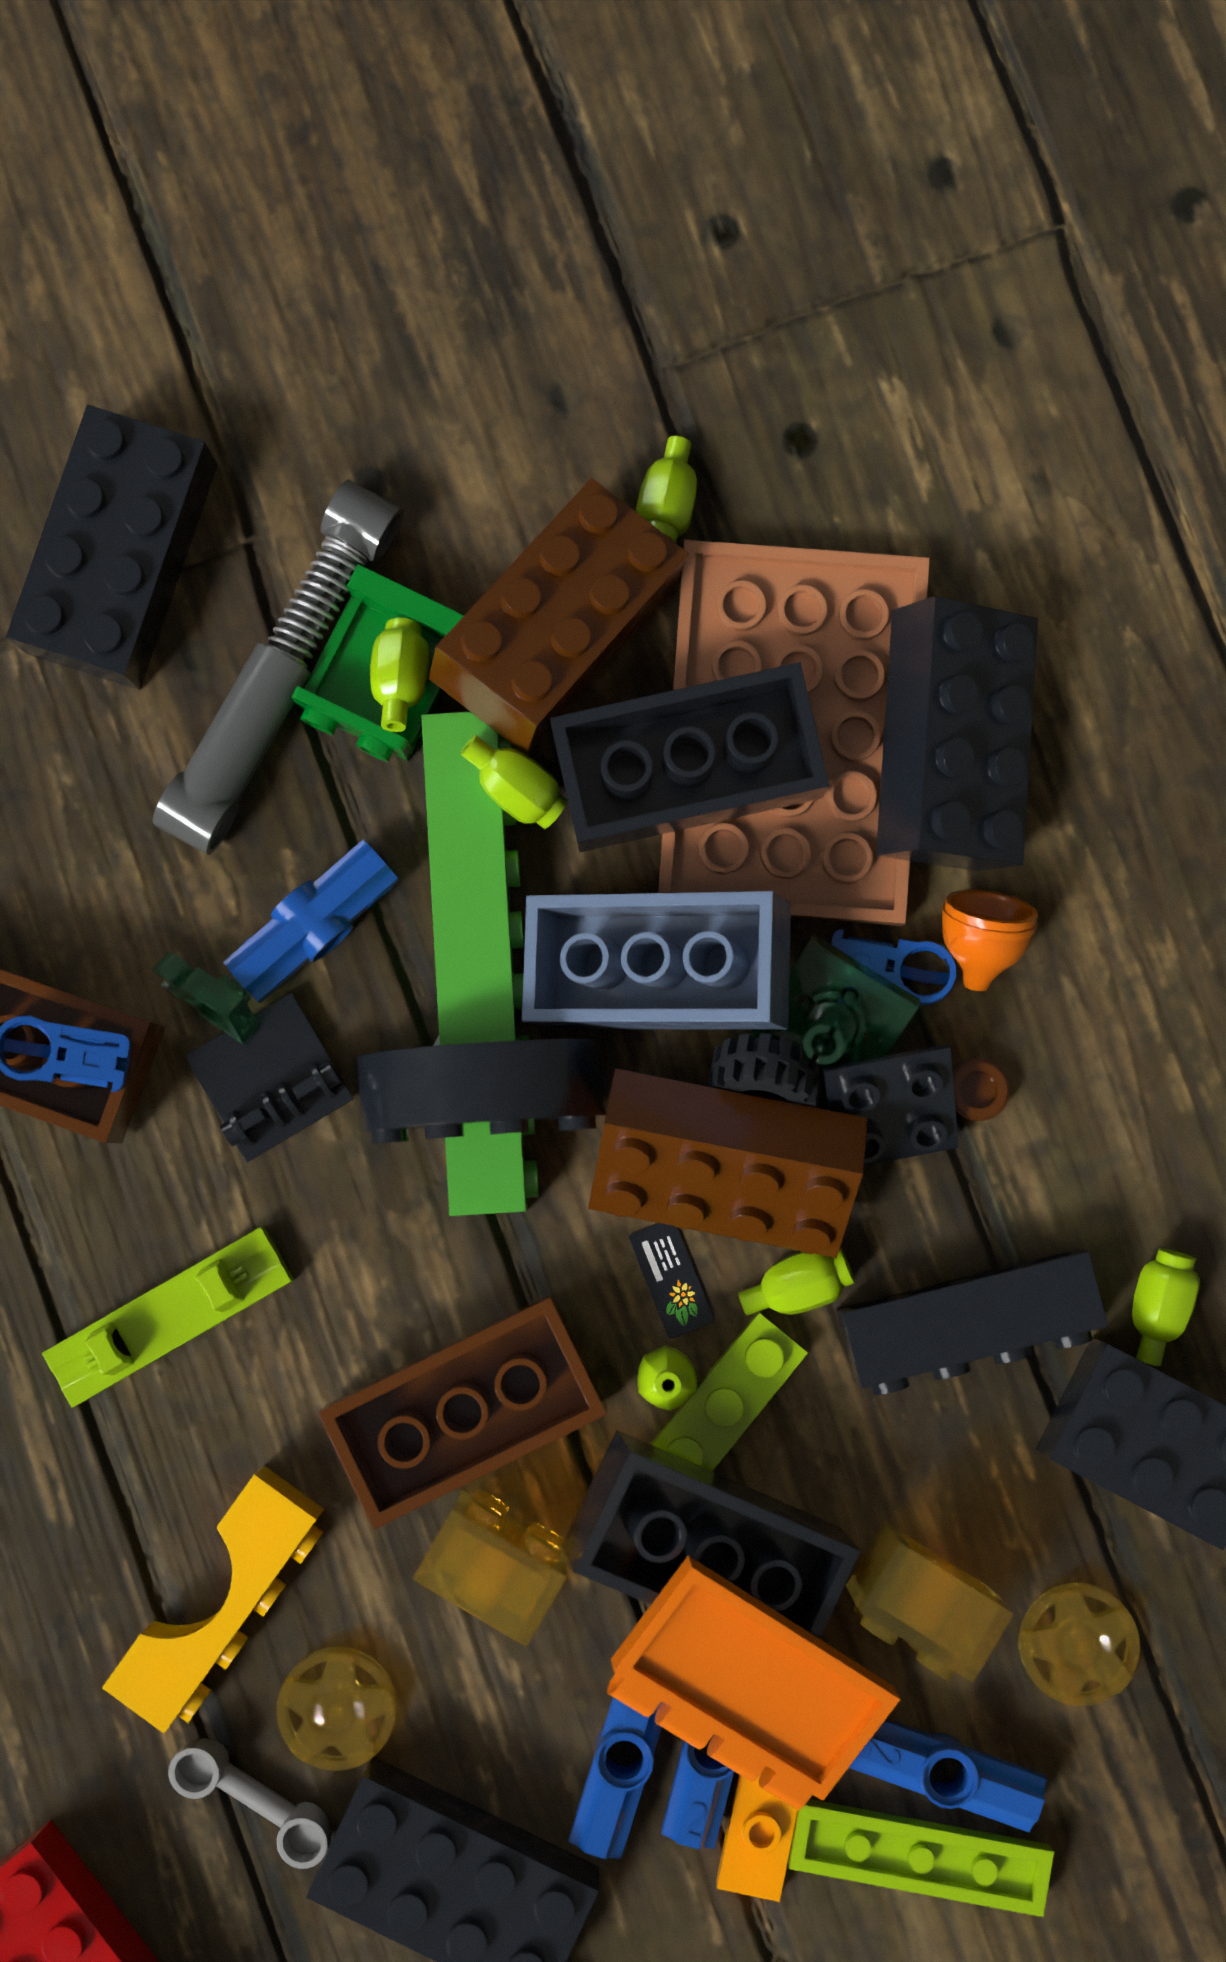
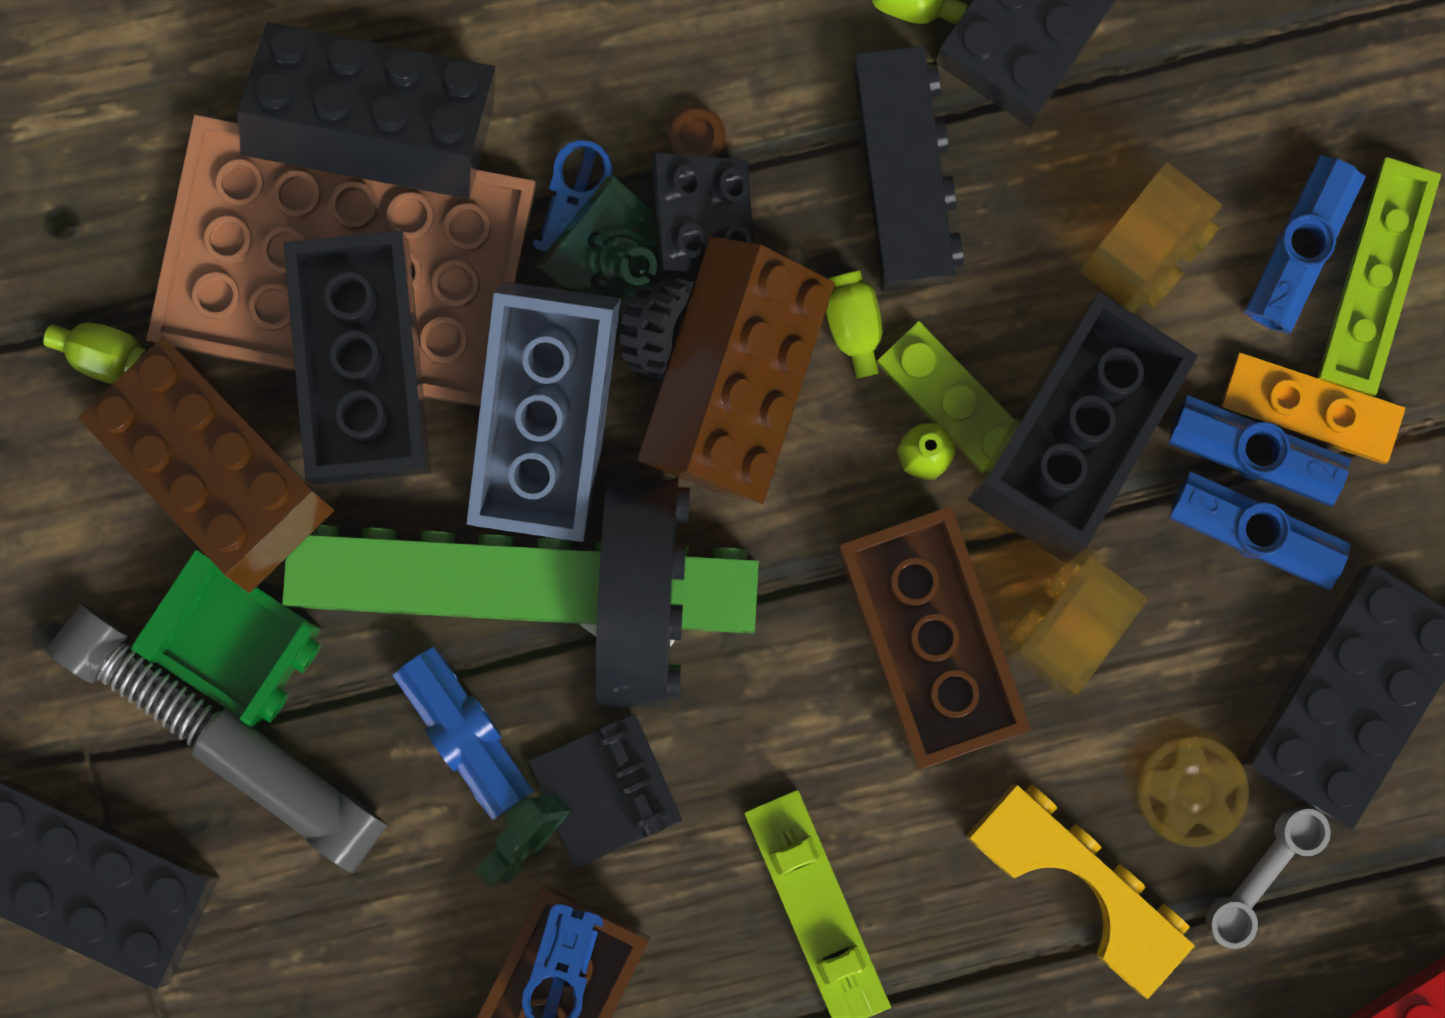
camera: 85 degrees left, 0 degrees up
(399, 670) = (237, 621): lime plant -> none
(516, 782) = (359, 522): lime plant -> none
(671, 1279) = (837, 439): black sticker -> none
(753, 1680) = (1205, 404): orange hinge -> none
(986, 933) = (553, 108): orange helmet -> none
(1079, 1644) = (1208, 110): clear yellow wheel -> none

